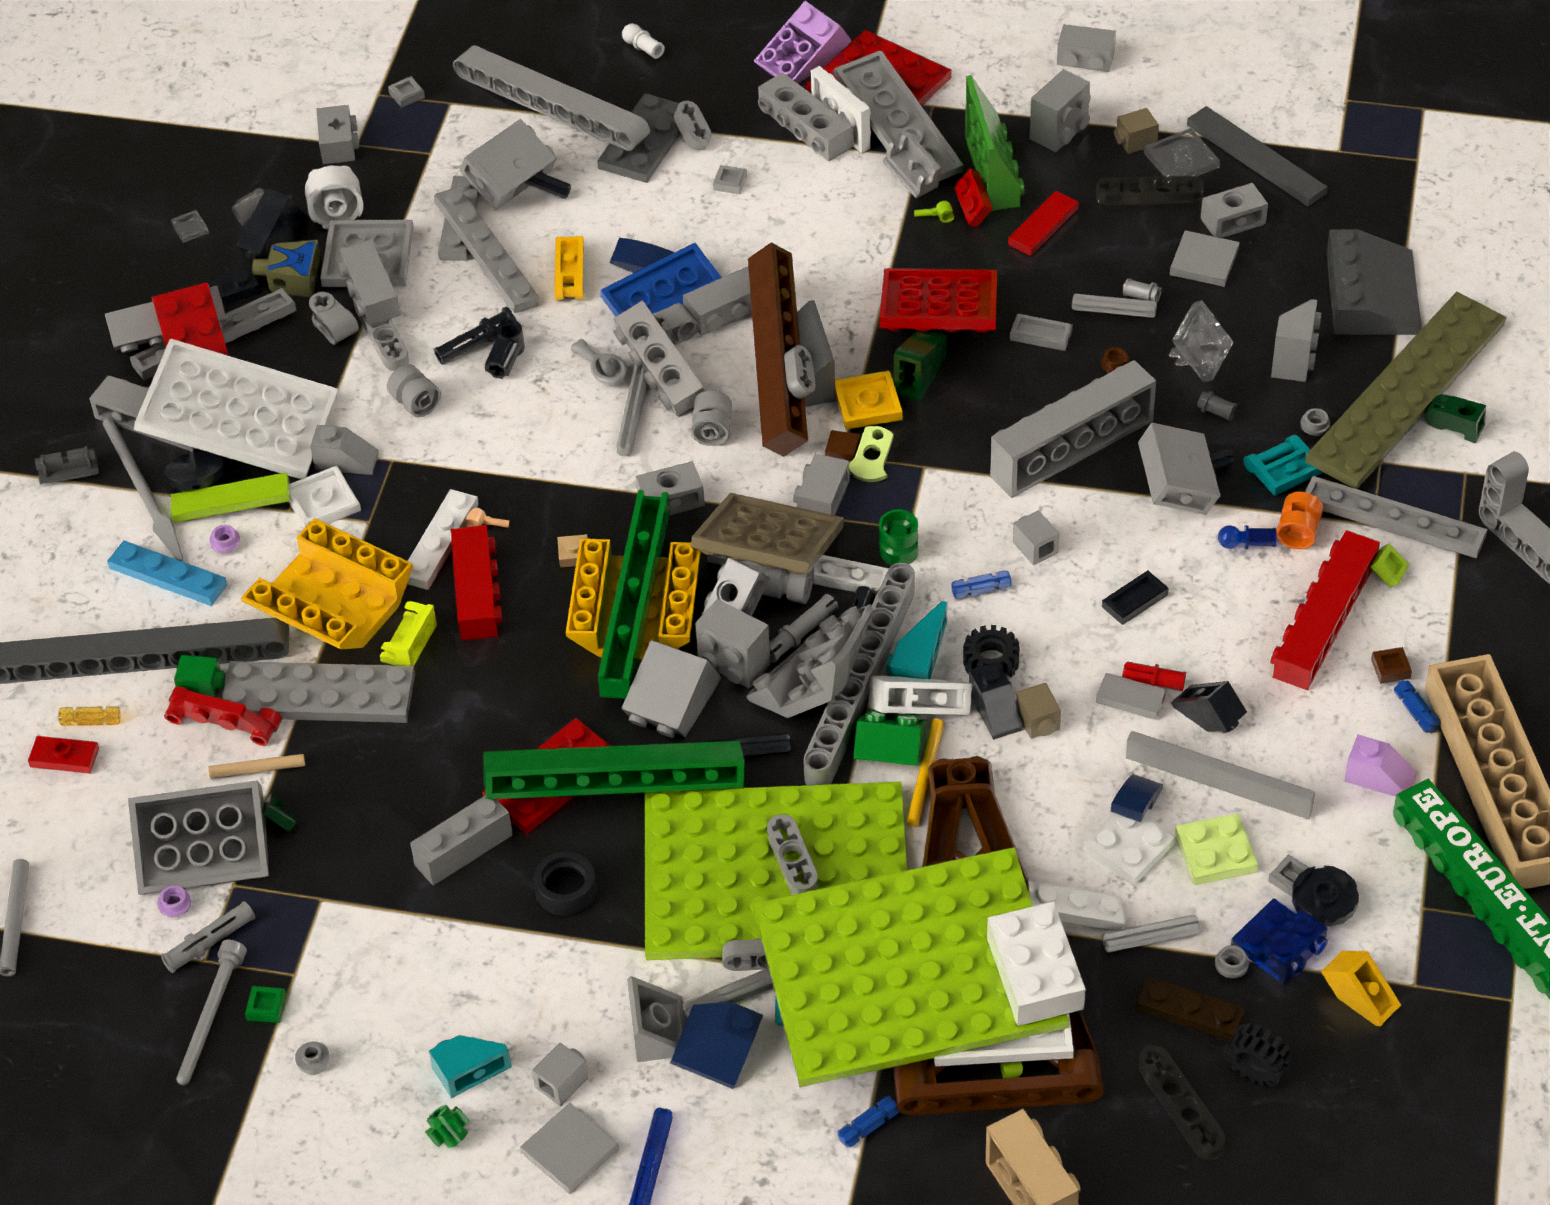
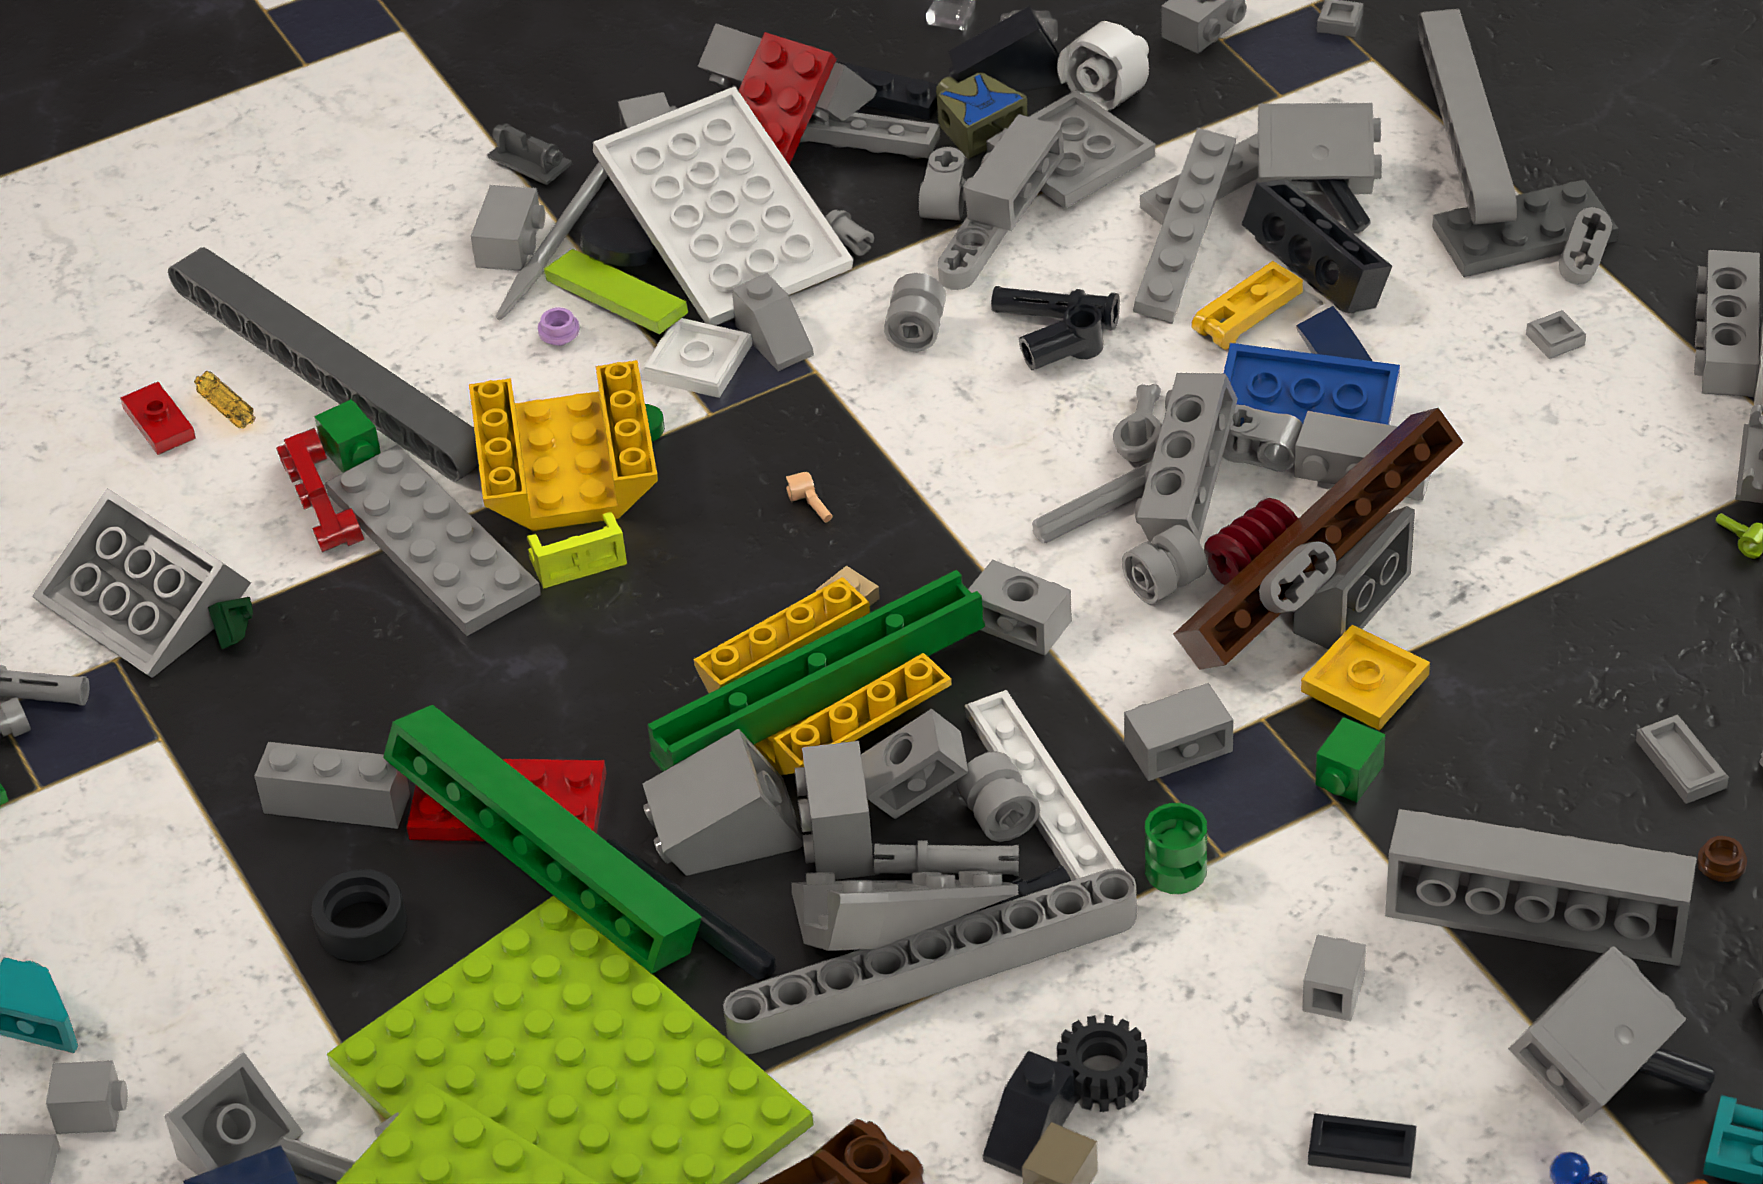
camera: 50 degrees right, 5 degrees down
(118, 509) = (507, 227): none -> light grey brick
(167, 573) = (471, 322): dark azure plate -> none
(174, 894) = (43, 627): lavender plate -> none
(256, 766) = (285, 563): tan bar -> none
(318, 376) = (850, 232): none -> light grey pin
(436, 541) = (740, 480): white plate -> none
(474, 582) = (703, 546): red brick -> none
(611, 208) = (1316, 246): none -> black brick
(642, 41) = (1660, 123): white pin -> none
(737, 376) = (1246, 538): none -> dark red piece
(767, 533) = (1035, 726): dark tan plate -> none
(794, 843) = (580, 1104): light grey beam -> none
(842, 445) = (1271, 706): reddish brown tile -> none
(872, 470) = (1266, 757): yellowish green piece -> none
(889, 738) = (863, 1054): green slope -> none
(913, 440) = (1350, 759): none -> green brick
(918, 363) = (1473, 676): dark green slope -> none
(919, 648) = (1031, 989): teal slope -> none
(919, 695) = (949, 1034): white slope -> none
(923, 781) = (881, 1116): yellow bar -> none
(938, 299) = (1589, 624): red plate -> none
(981, 584) = (1206, 979): blue axle -> none

